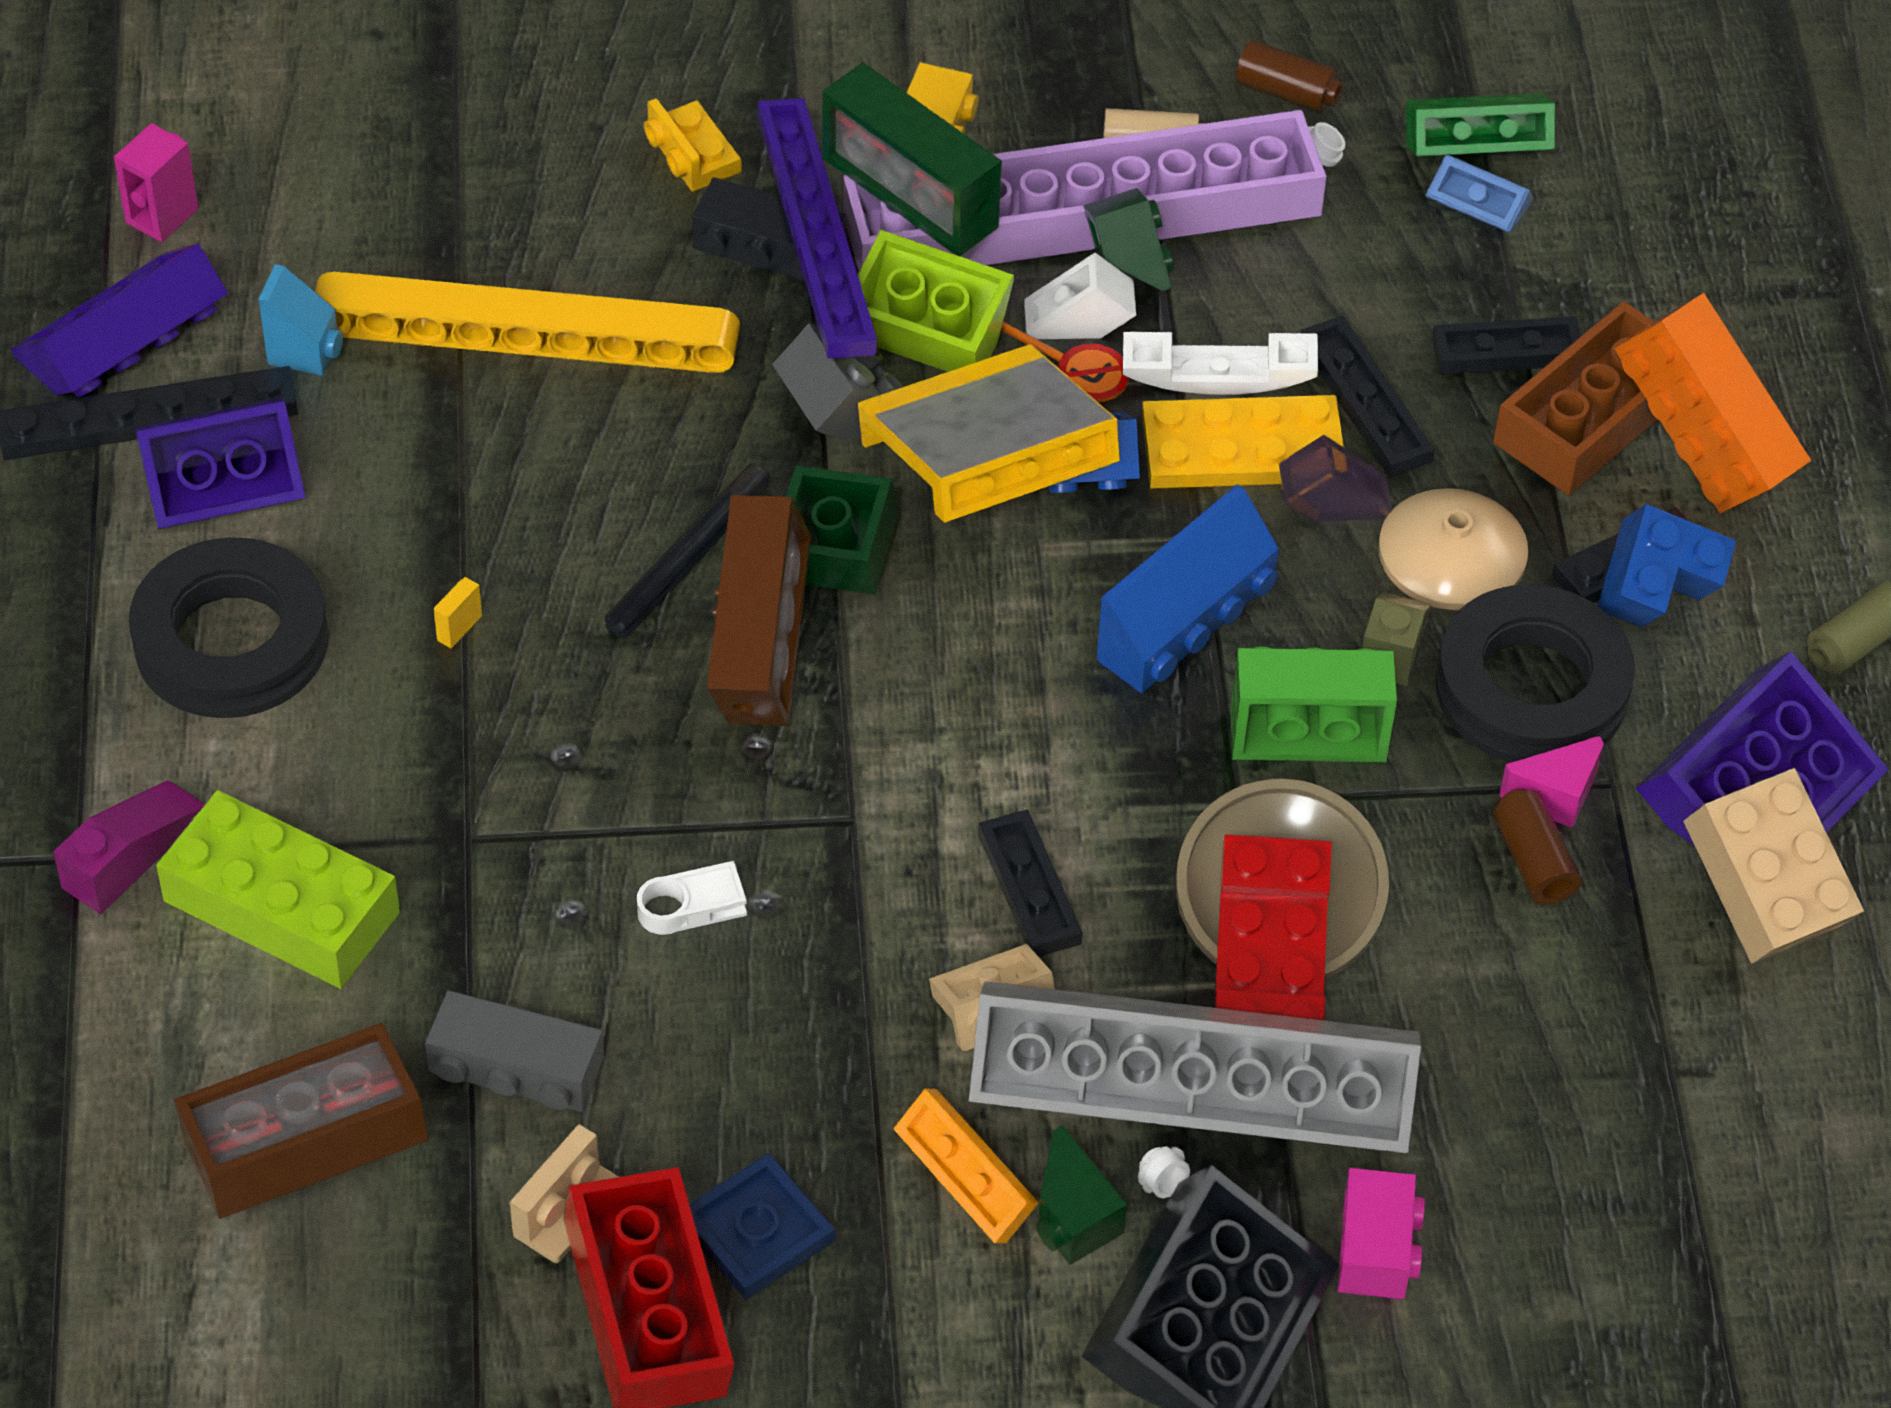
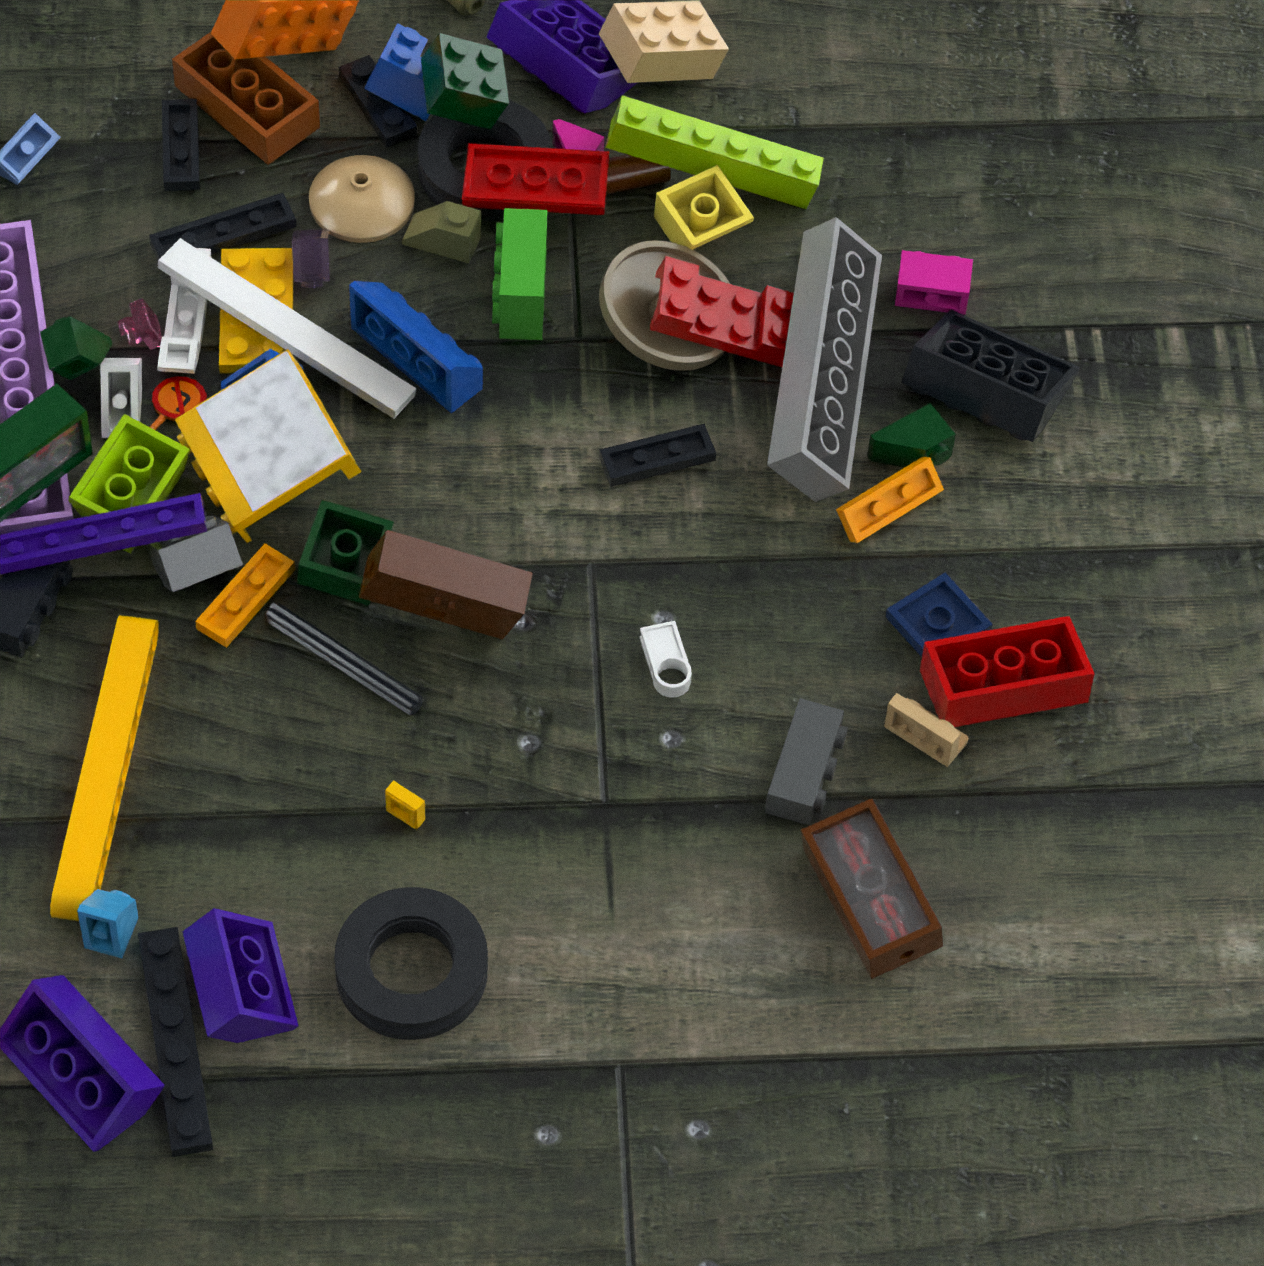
camera: 90 degrees left, 5 degrees up
(123, 843) = (618, 1022): magenta slope -> none
(278, 889) = (666, 914): lime brick -> none
(772, 438) = (245, 595): none -> light orange plate
(961, 988) = (749, 478): tan bracket -> none
(1163, 1170) = (887, 393): white plate -> none
(1197, 320) = (141, 326): none -> clear pink tile
(1197, 451) = (287, 328): none -> white tile
(1460, 919) = (700, 209): none -> light yellow slope
(1482, 714) = (536, 179): none -> red tile
(1560, 926) = (700, 145): none -> lime brick
(1624, 604) = (464, 81): none -> dark green brick

